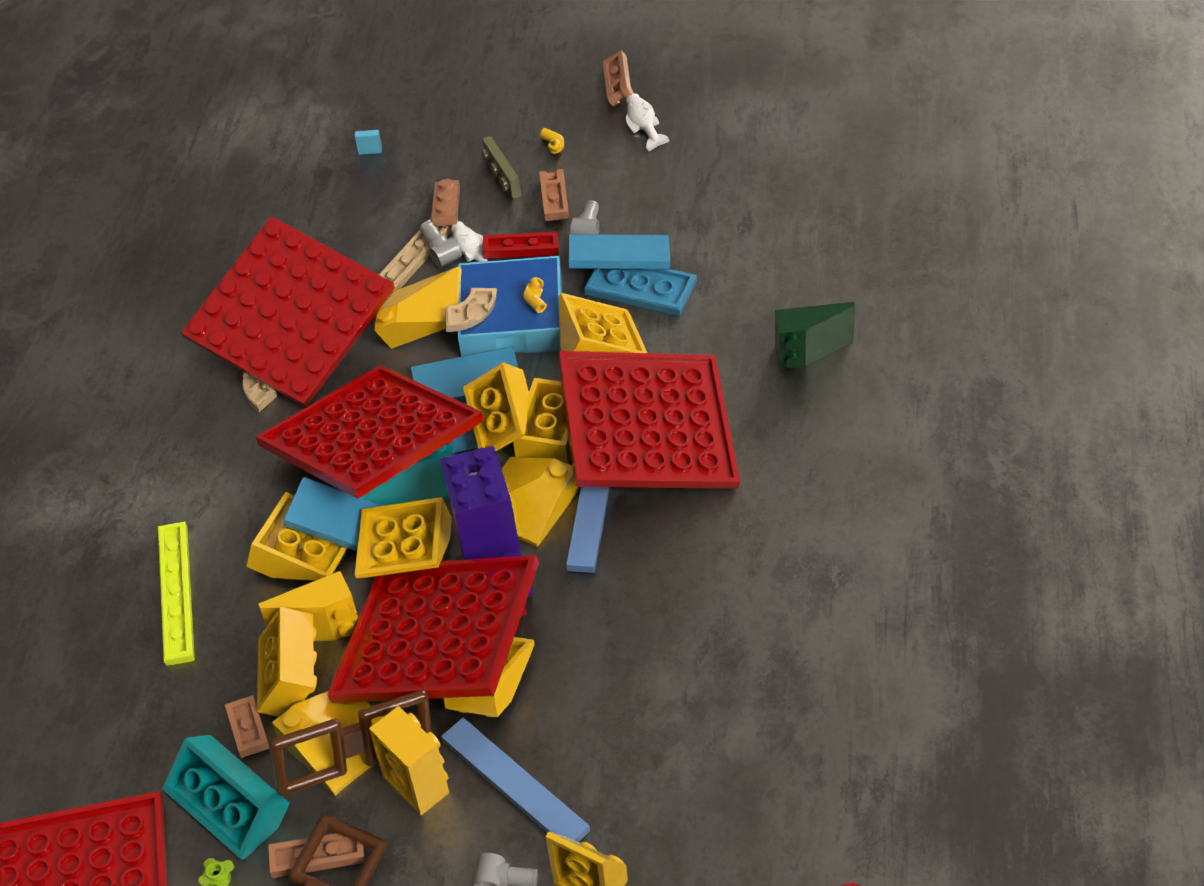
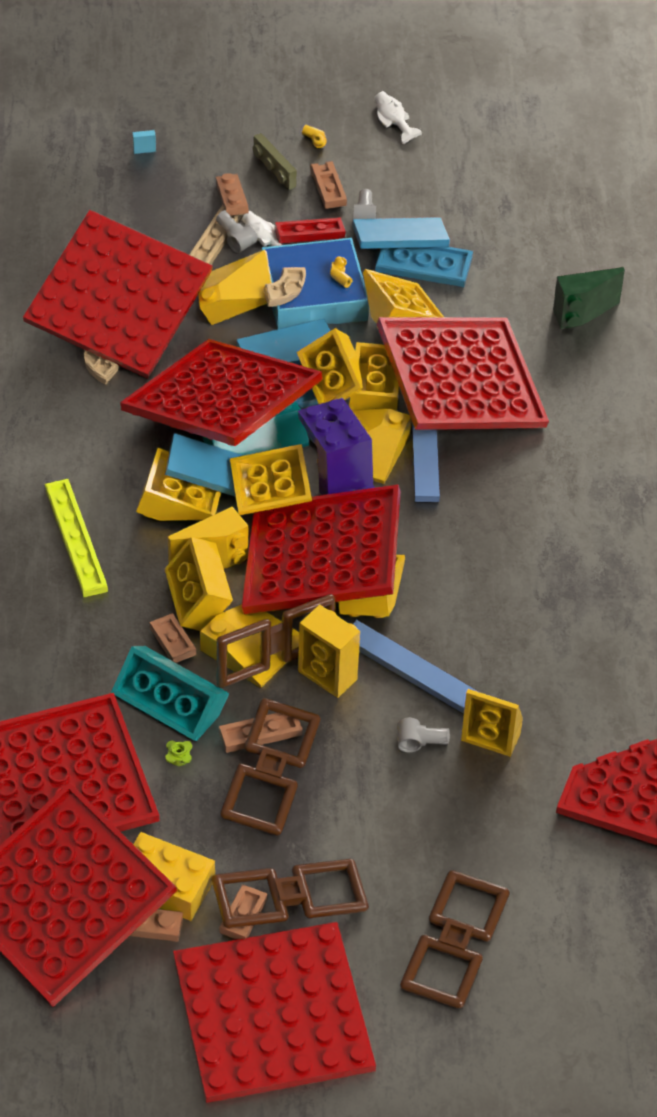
camera: 15 degrees left, 0 degrees up
(617, 78) = (362, 77): nougat plate -> none

